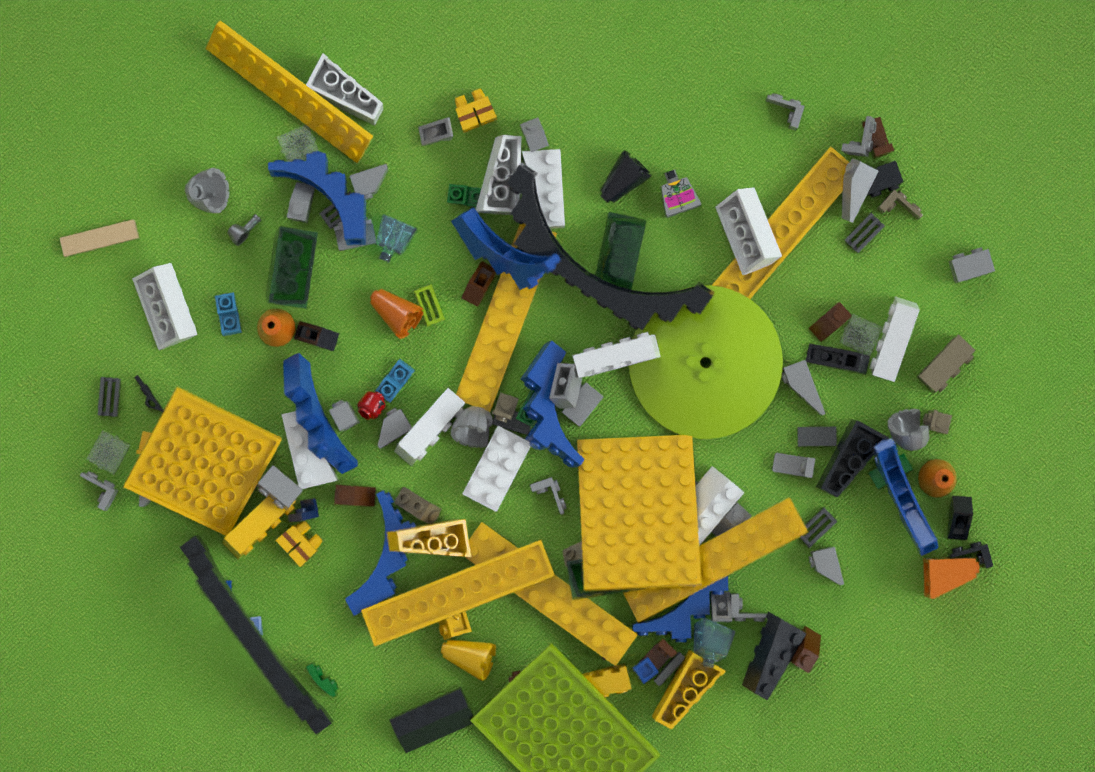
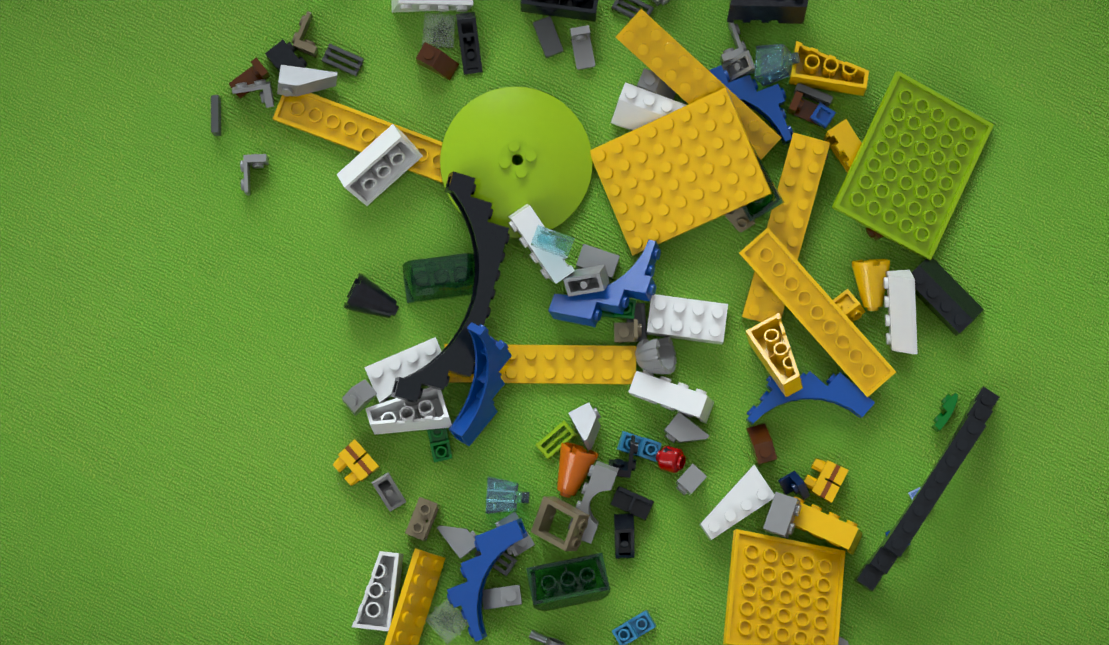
camera: 110 degrees left, 5 degrees down
(283, 330) = (623, 585): orange cone -> none
(310, 415) = (701, 511): blue arch -> none
(340, 304) = (601, 480): none -> light grey arch
(344, 354) = (632, 503): none -> black panel
(358, 267) = (546, 515): none -> dark tan window
(379, 357) = (626, 467): none -> black bracket
(398, 153) = (423, 511): none -> dark tan window
(417, 506) = (749, 382): dark tan bracket -> none
(429, 672) = (901, 311): none -> white slope
(432, 338) = (586, 423): none -> slope
(479, 284) = (519, 399): reddish brown slope -> none
(541, 487) = (688, 271): light grey bracket -> none
(611, 365) = (552, 241): none -> clear light blue brick
(678, 195) = (368, 243): torso -> none
(801, 382) = (503, 67): light grey slope -> none
(853, 94) = (216, 115): none -> dark grey tile

